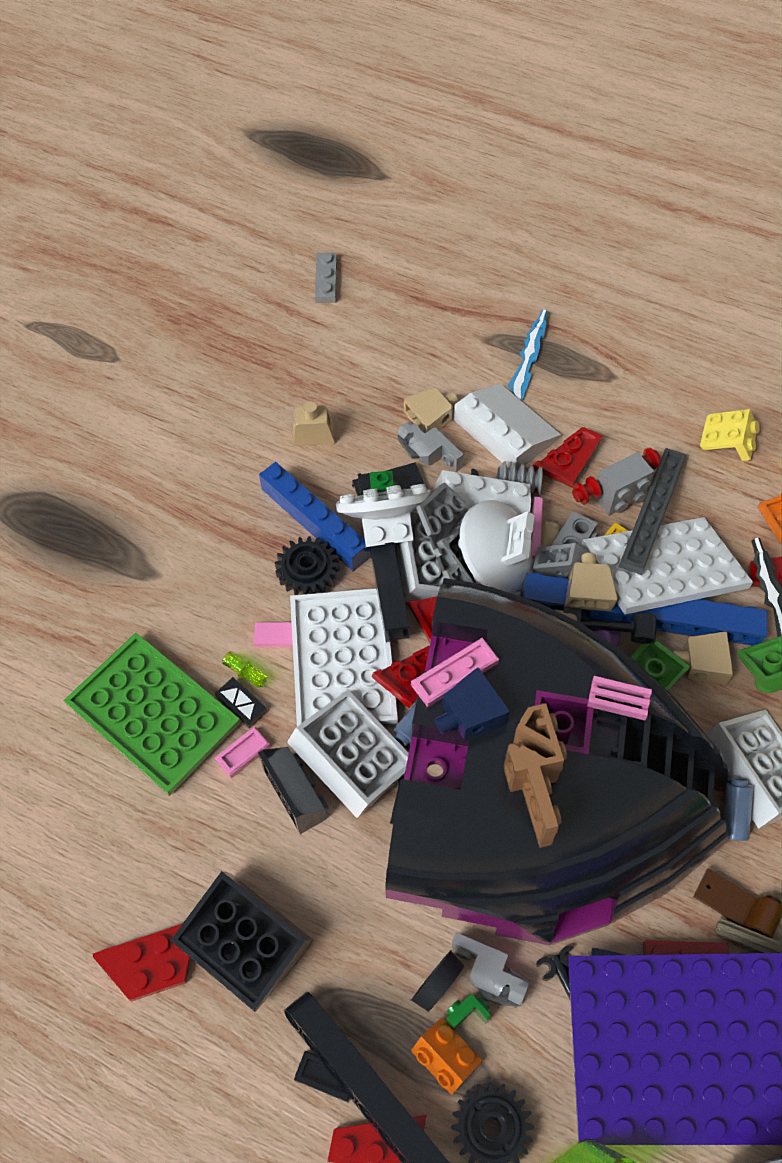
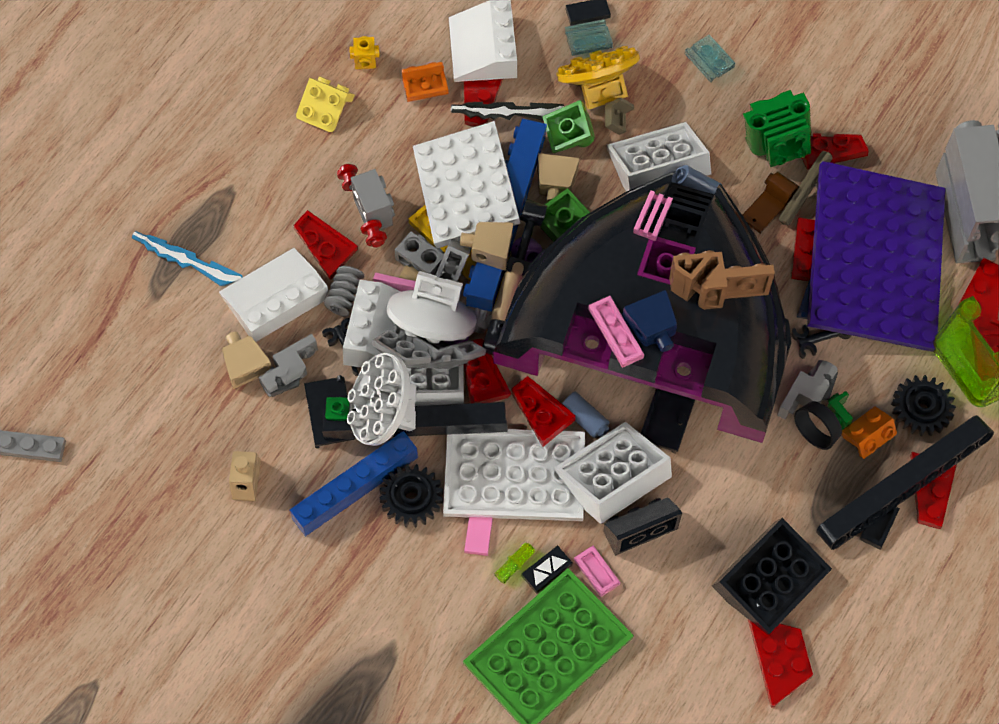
camera: 85 degrees left, 5 degrees up
(652, 512) = (411, 182): dark grey tile -> none

